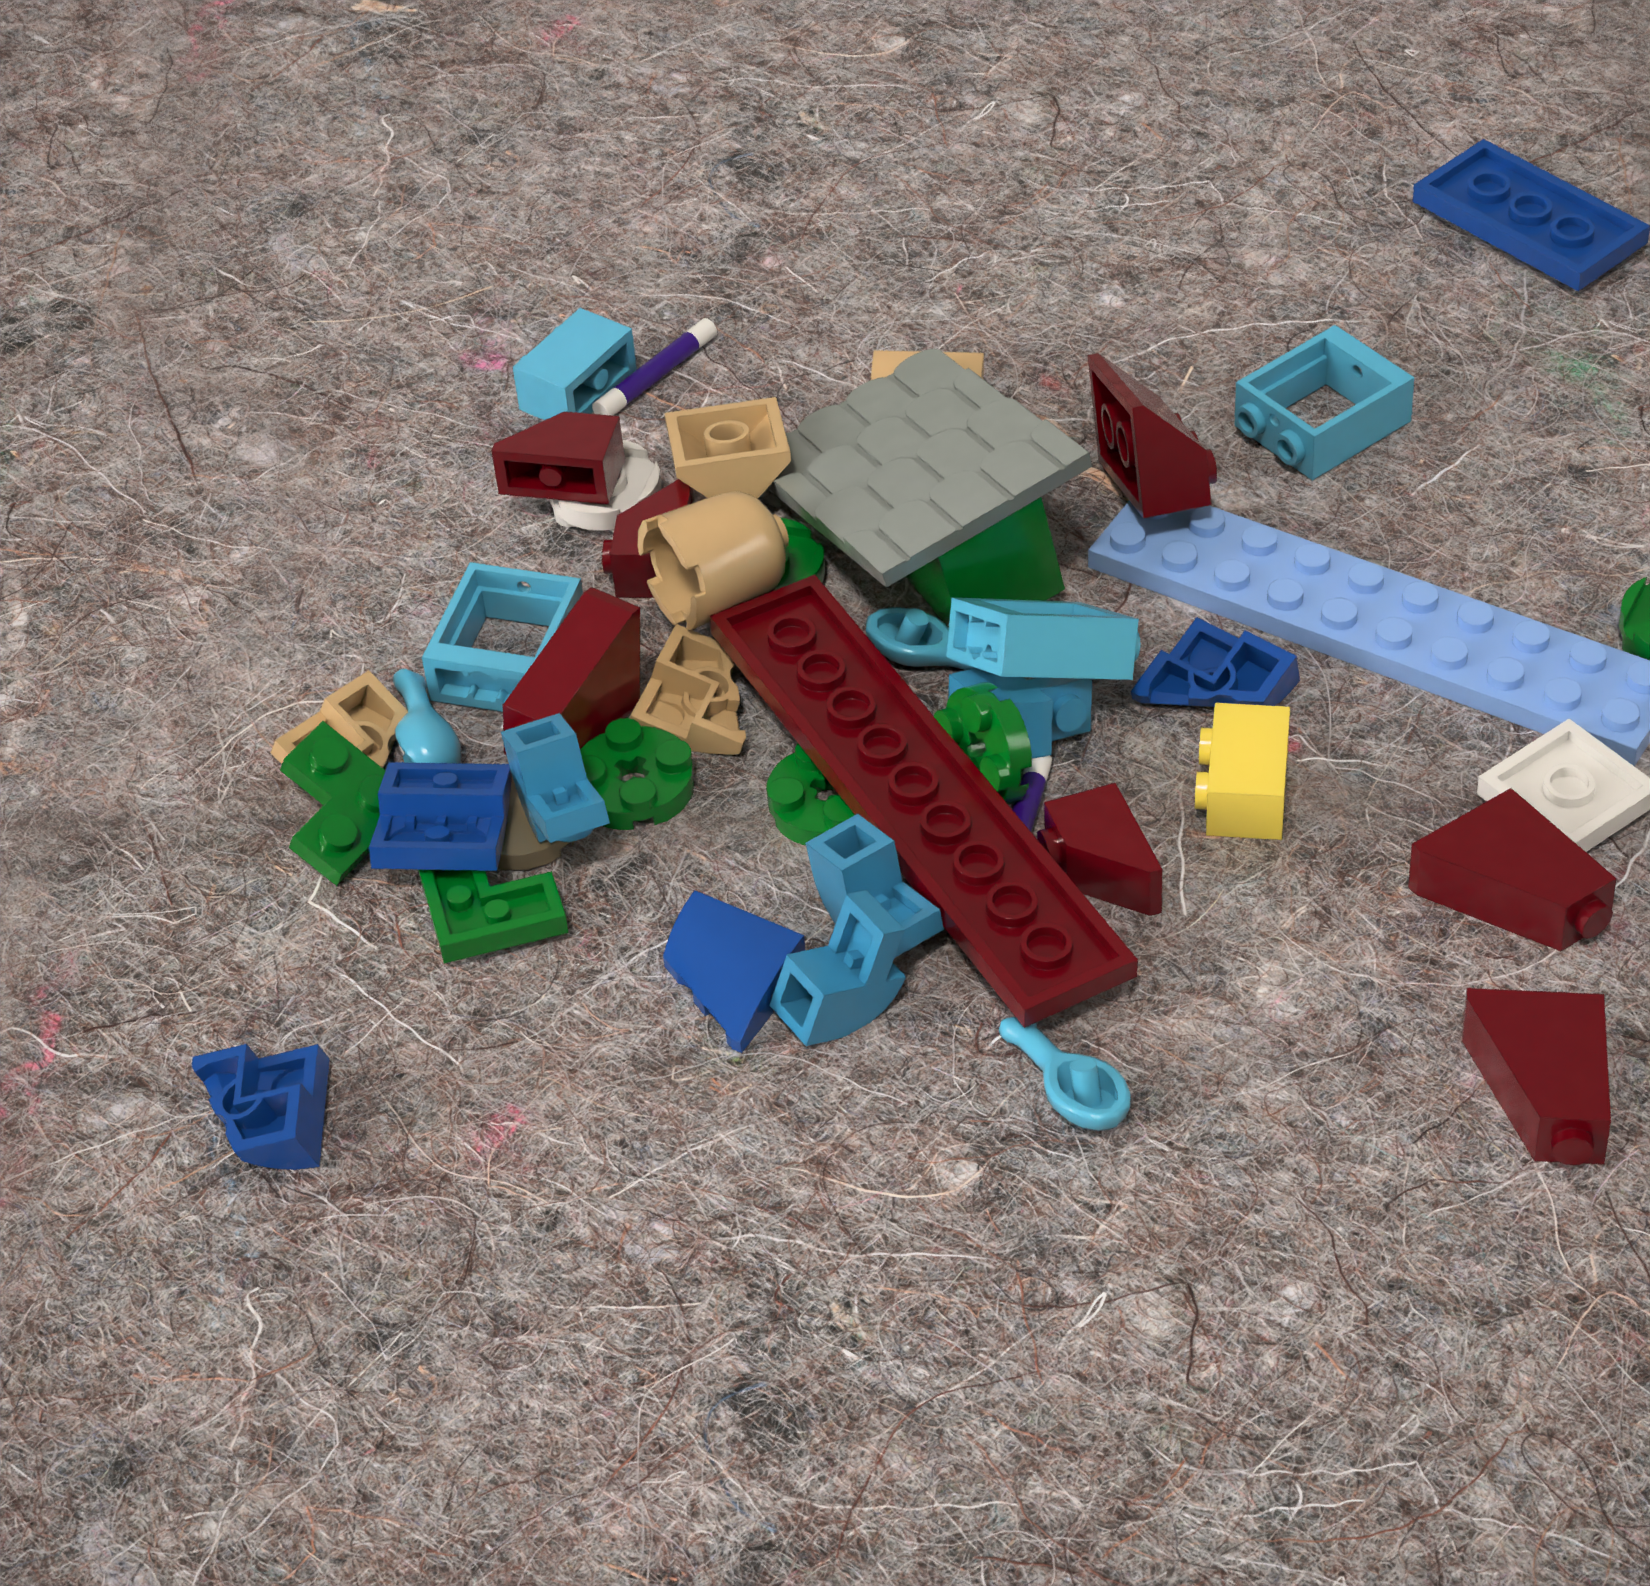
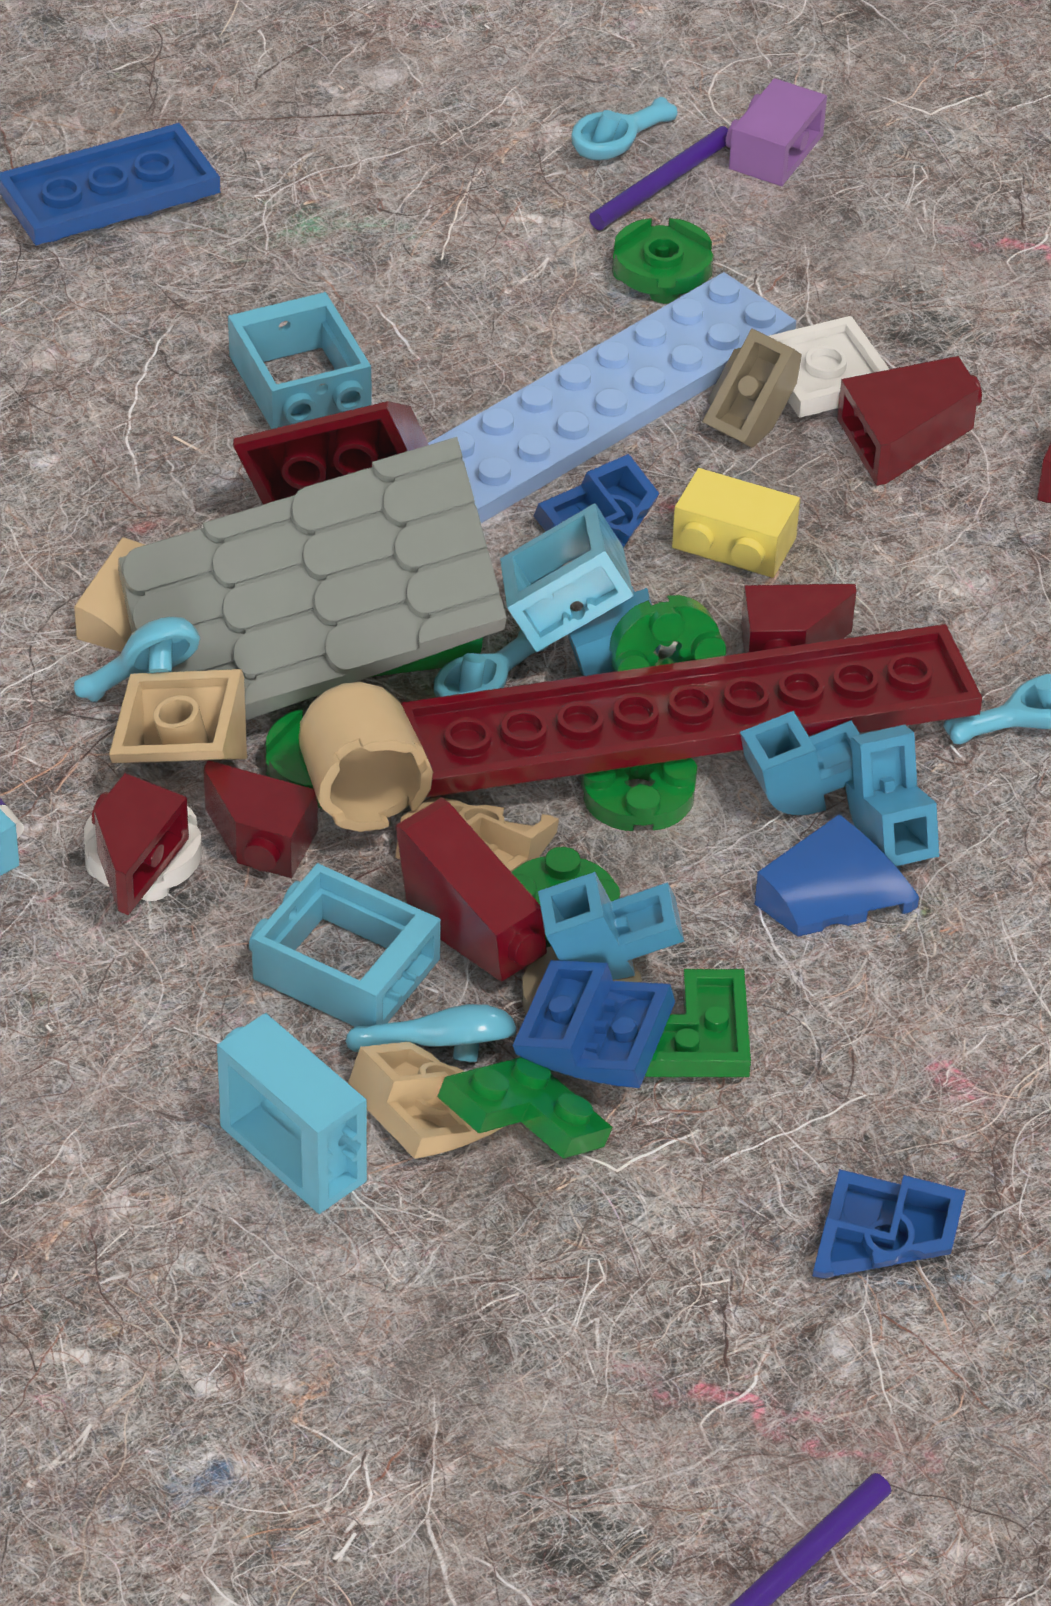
camera: 80 degrees left, 0 degrees up
(252, 692) = (292, 1112): none -> medium azure window
(804, 397) = (149, 649): none -> medium azure piece
(1465, 733) = (753, 388): none -> dark tan slope

